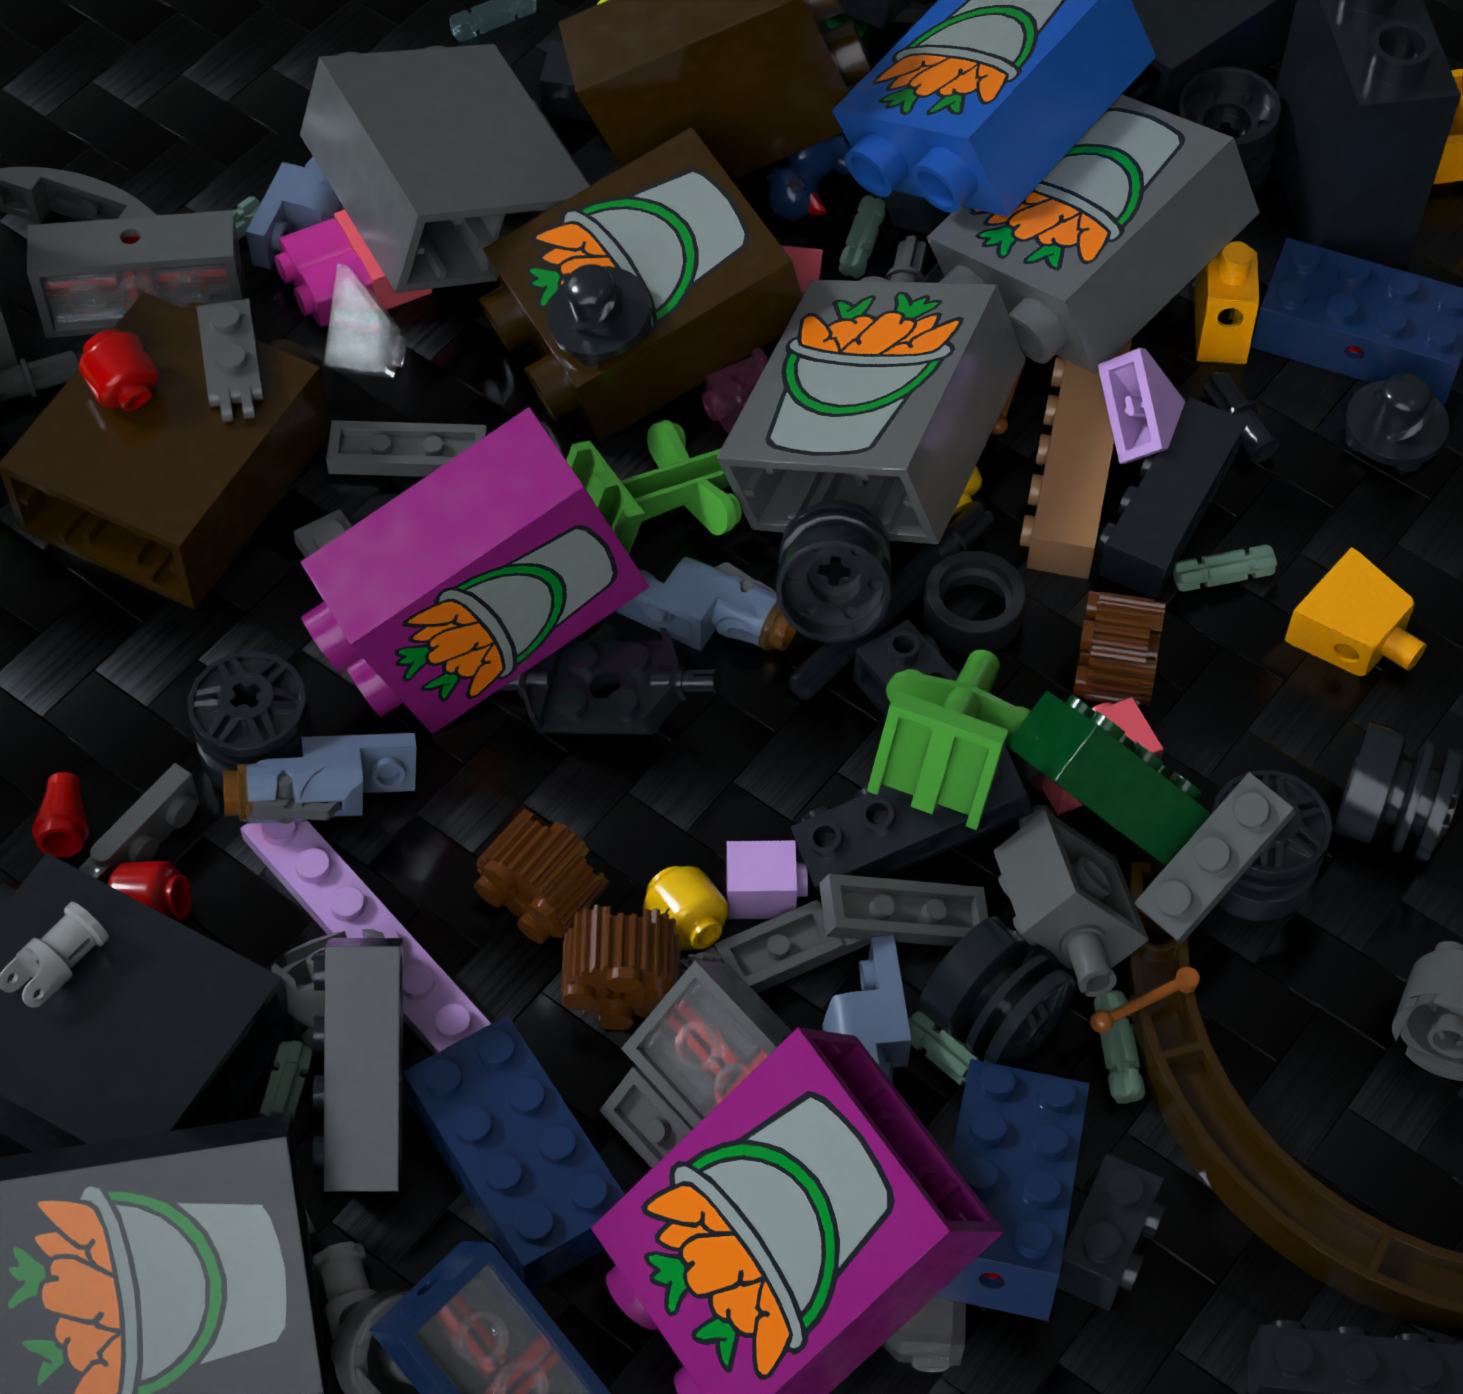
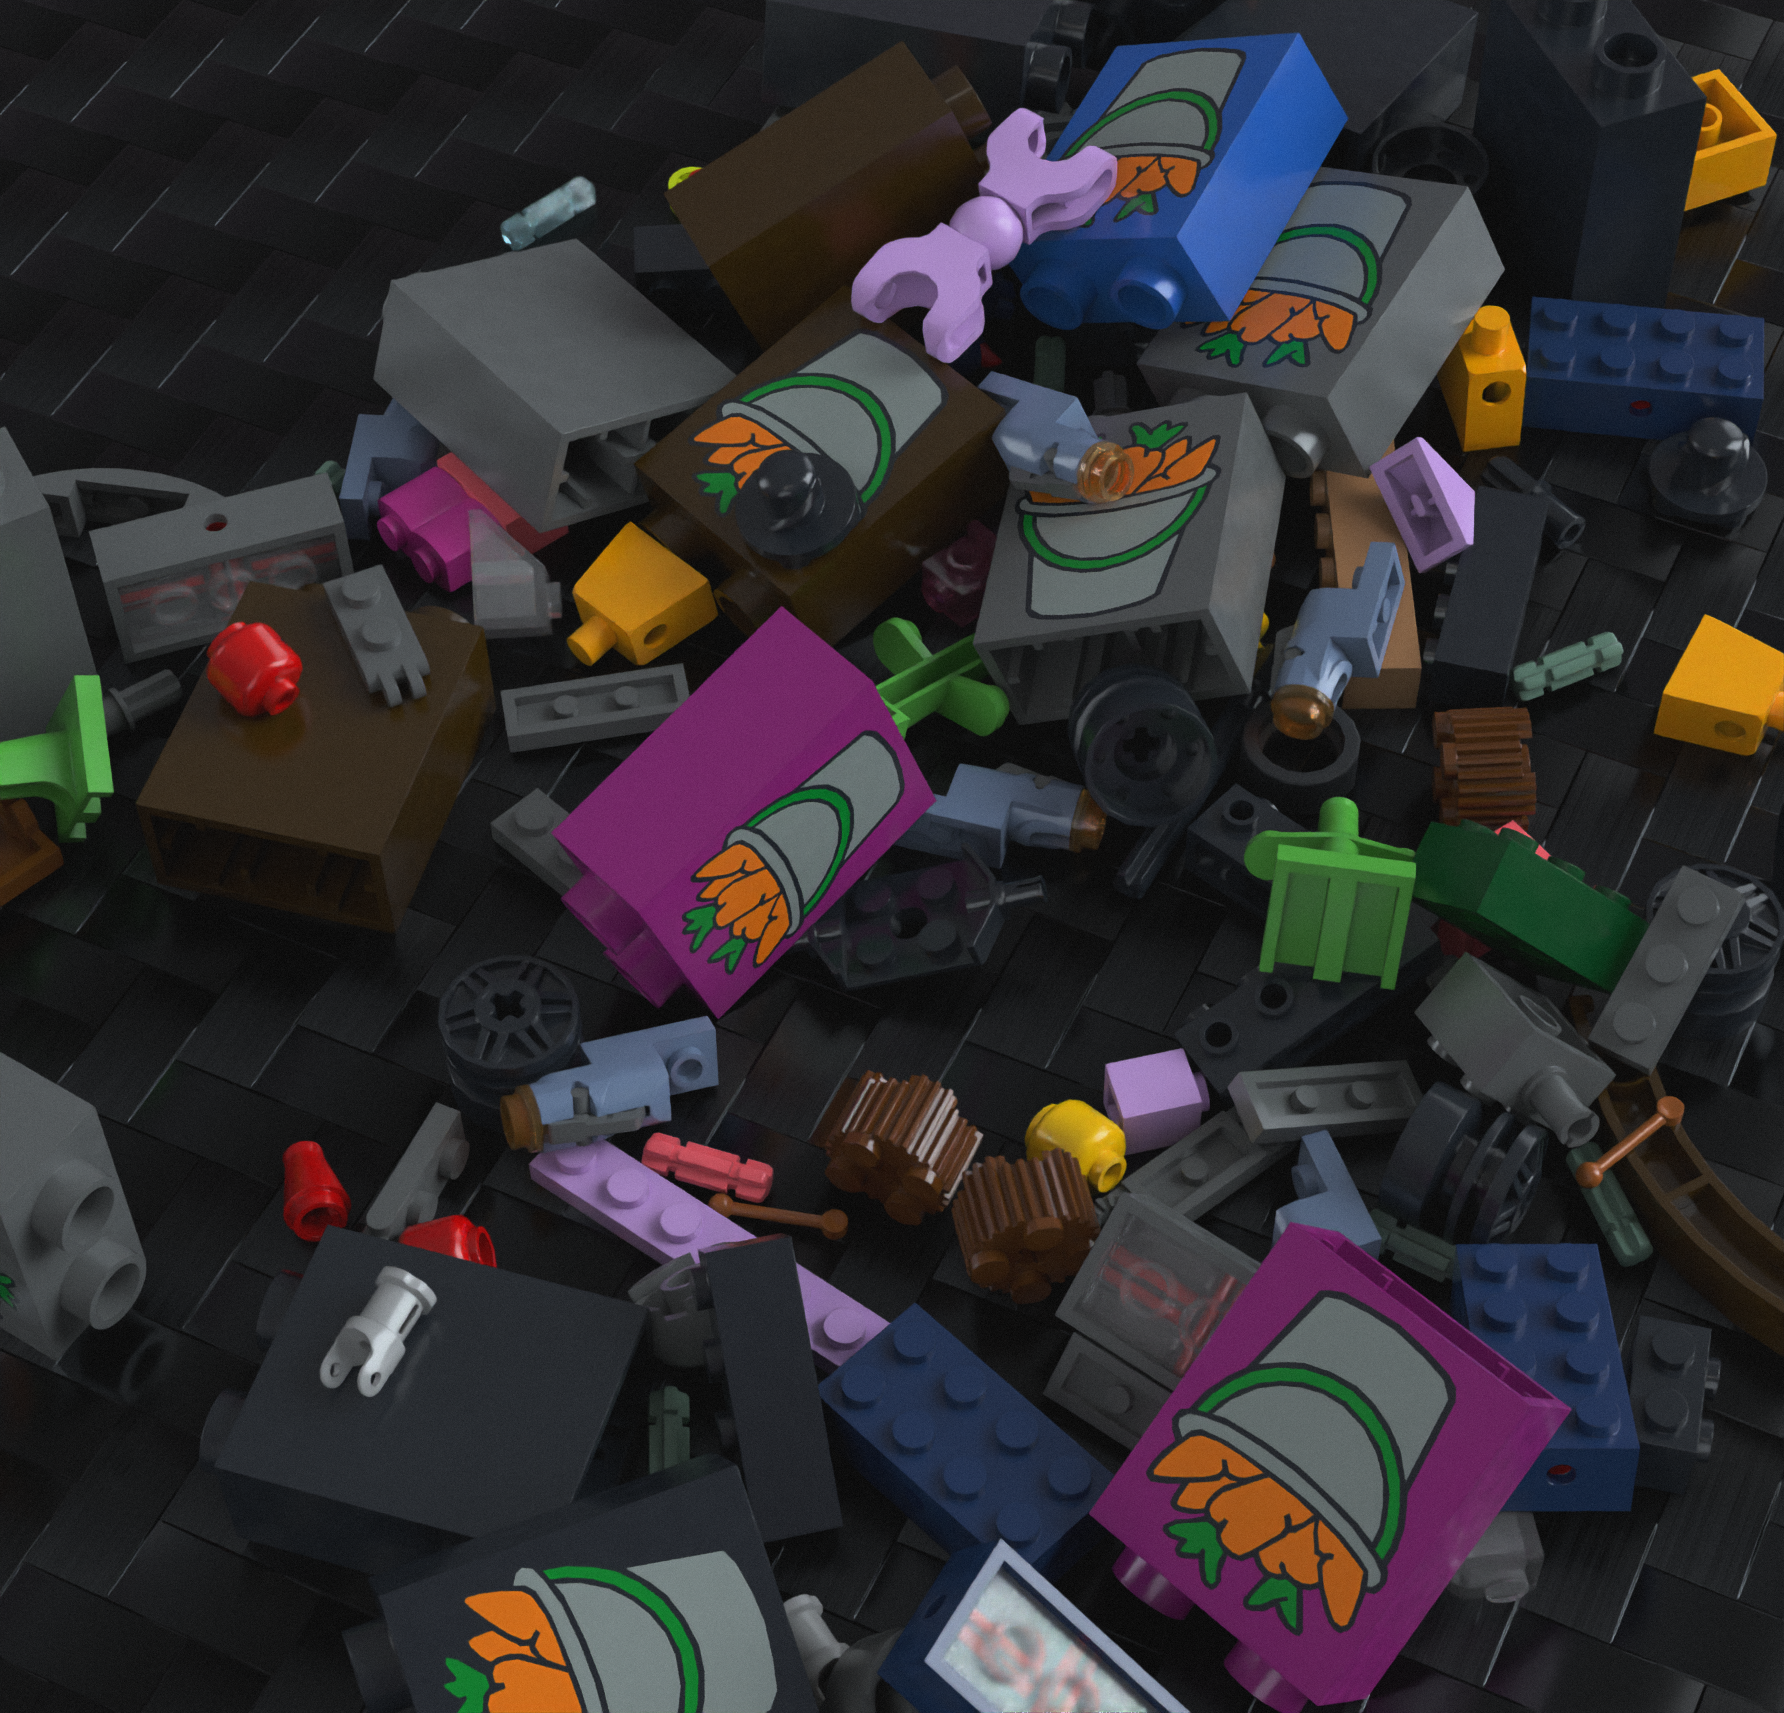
camera: 10 degrees left, 5 degrees down
(384, 860) = (708, 1167): none -> coral axle
(465, 364) = (638, 600): none -> light orange torso
(473, 928) = (832, 1223): none -> dark orange hinge
(781, 128) = (955, 262): none -> lavender piece
(826, 298) = (1053, 444): none -> sand blue plate
(1022, 511) = (1335, 638): none -> sand blue plate

